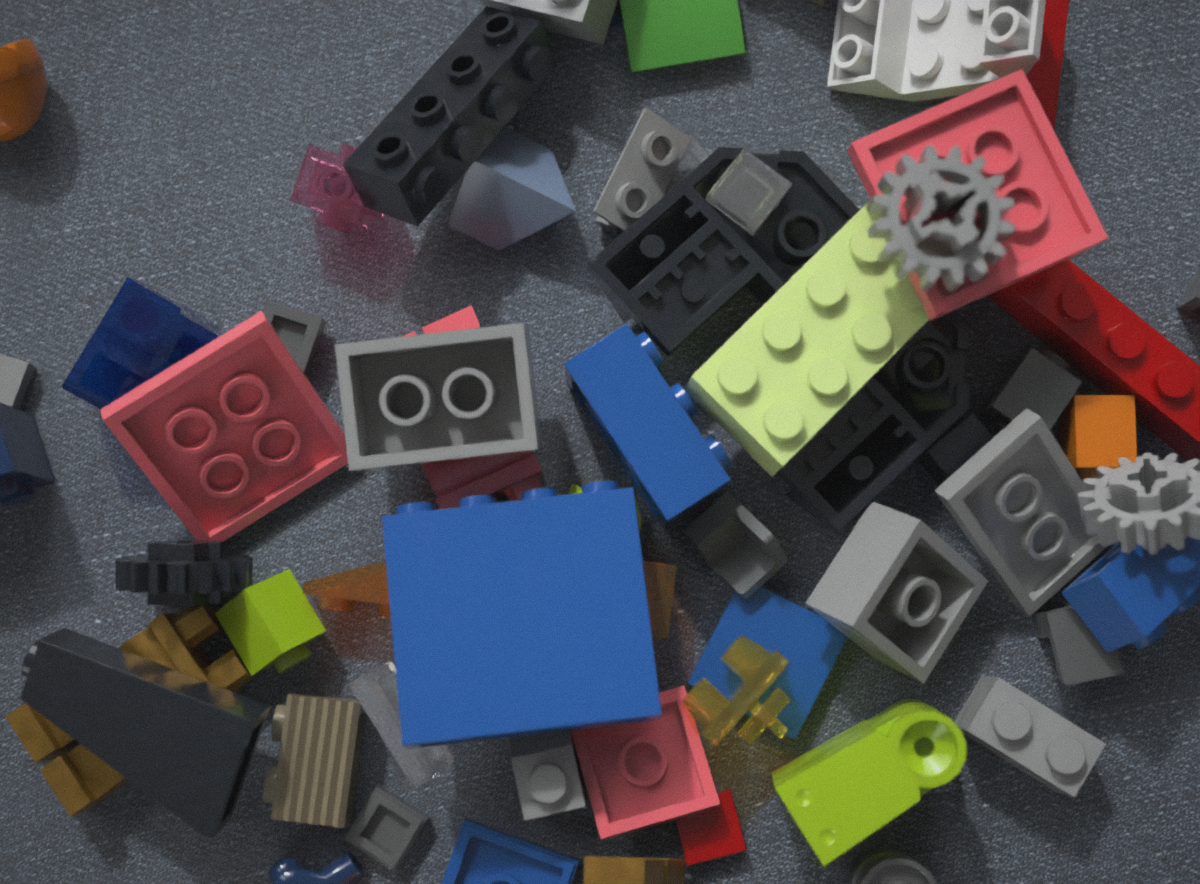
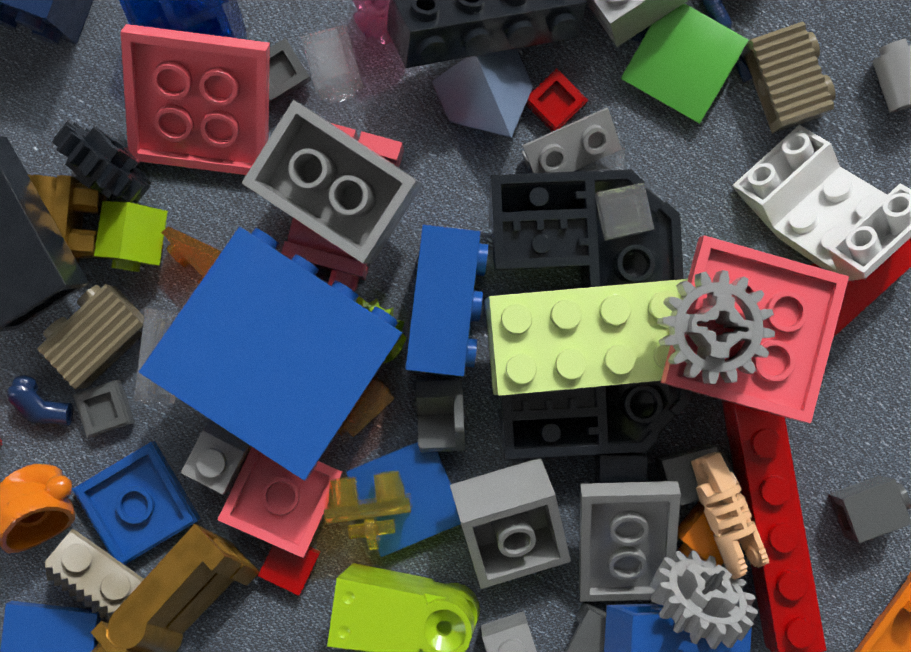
camera: 40 degrees right, 5 degrees up
(336, 286) = (332, 64): none -> clear brick
(586, 145) = (556, 101): none -> red tile
(1102, 402) = (728, 515): none -> light nougat hinge

